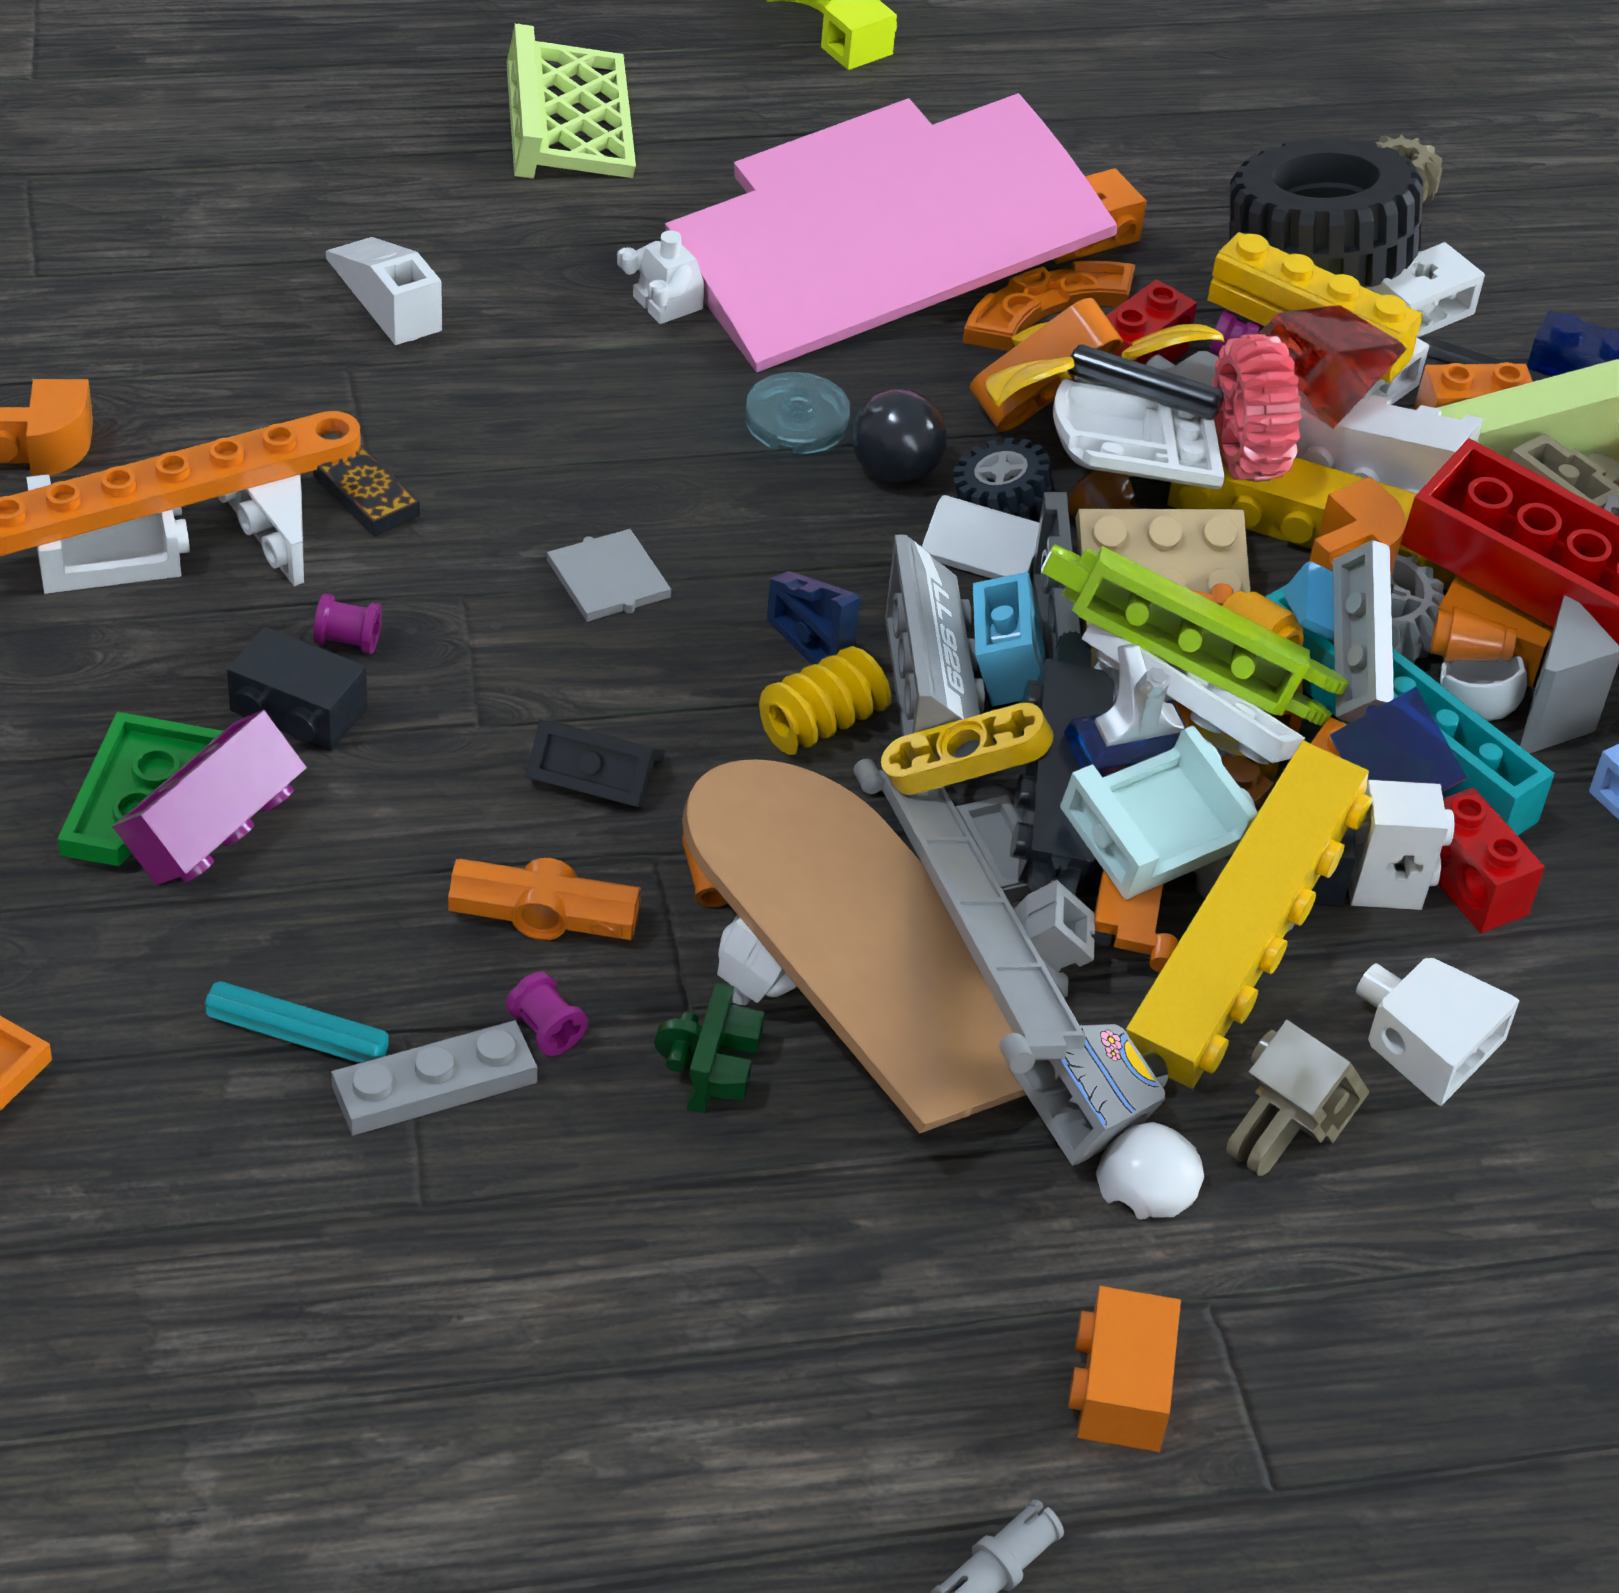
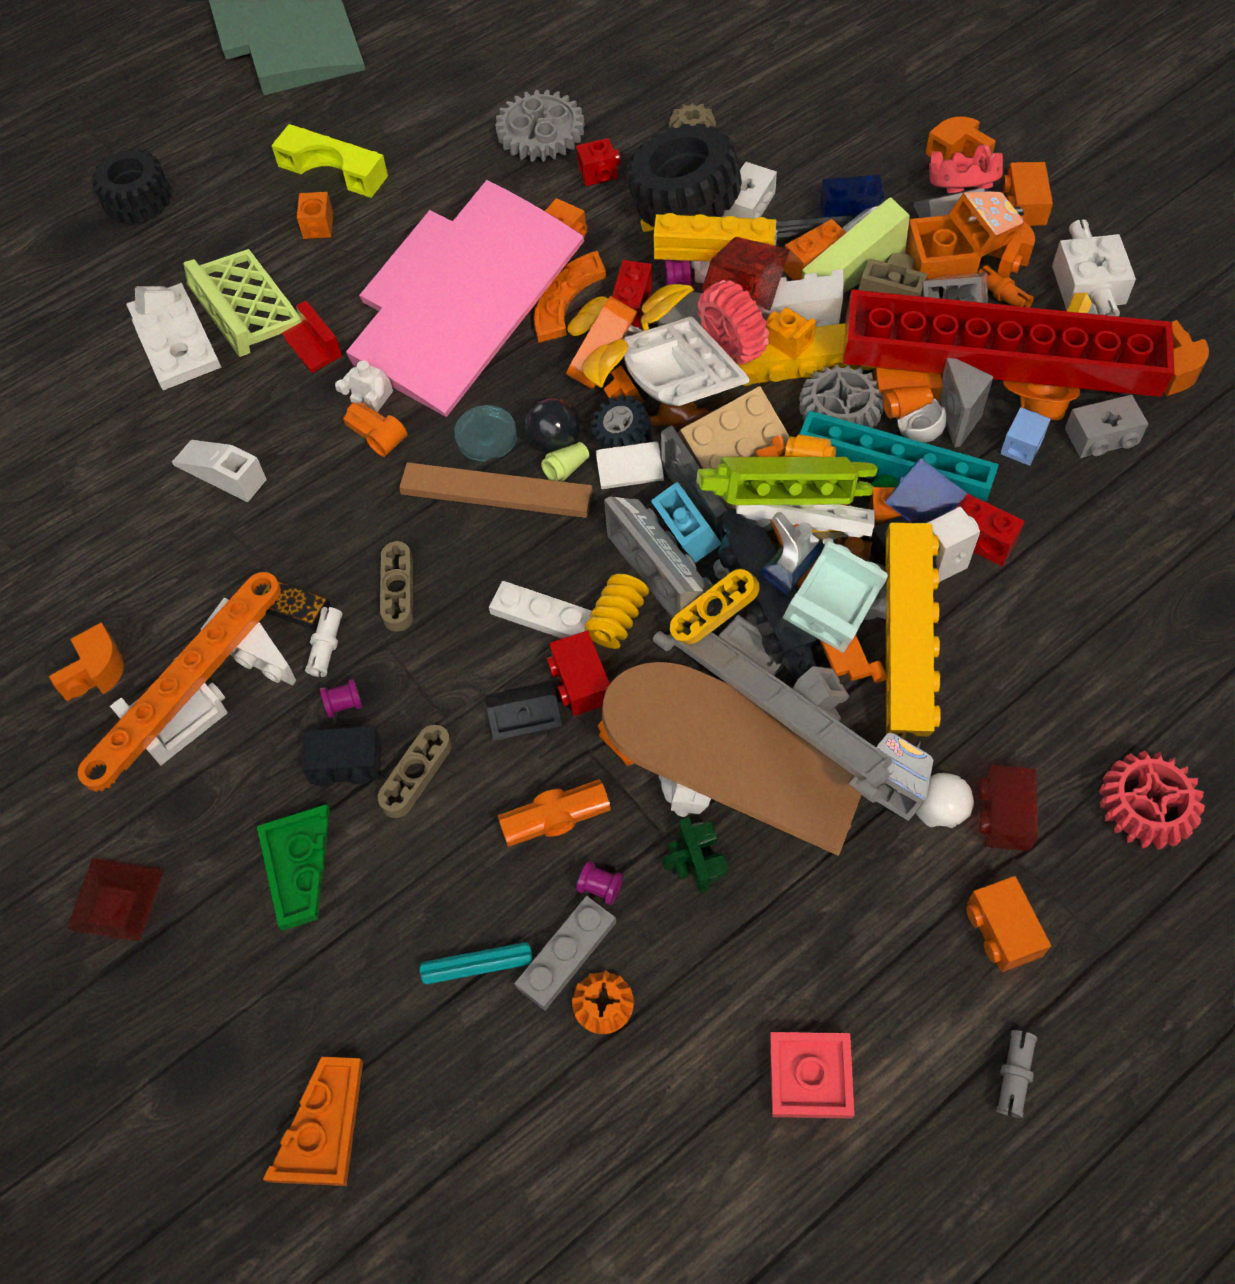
camera: 20 degrees left, 15 degrees up
(211, 799) = (344, 855): brick -> none
(374, 549) = (323, 642): none -> white pin
(423, 743) = (392, 785): none -> dark tan beam
(435, 103) = (175, 340): none -> white bracket
(442, 51) = (152, 298): none -> white slope
(445, 1182) = (615, 1014): none -> orange gear
(527, 554) = (403, 597): none -> dark tan beam
(608, 575) = (453, 587): light grey piece -> none
(631, 199) = (312, 339): none -> red panel
(641, 339) = (380, 432): none -> orange piece
(678, 1400) = (811, 1075): none -> coral plate
(706, 733) = (579, 671): none -> red brick
(708, 657) = (538, 611): none -> white plate
(747, 51) = (315, 215): none -> orange brick
(761, 486) = (496, 490): none -> medium nougat tile
(813, 615) = (582, 563): dark blue wing -> none
(886, 493) = (563, 462): none -> yellowish green cone
(1043, 432) = (622, 386): none -> orange tile
(1146, 382) = (668, 333): black axle -> none
(1164, 79) = (540, 125): none -> light grey gear
(1214, 153) = (597, 161): none -> red brick
(1244, 1226) = (1009, 808): none -> clear red brick
(1298, 1089) = (995, 716): dark tan brick -> none
(1312, 599) = (836, 426): dark azure slope -> none
(1341, 456) = (790, 332): none -> light orange brick
(1356, 517) = (824, 366): orange brick -> none
(1363, 628) = (869, 432): light grey plate -> none
(1436, 1023) = (1021, 636): white torso -> none
(1526, 1347) = (1139, 814): none -> coral gear

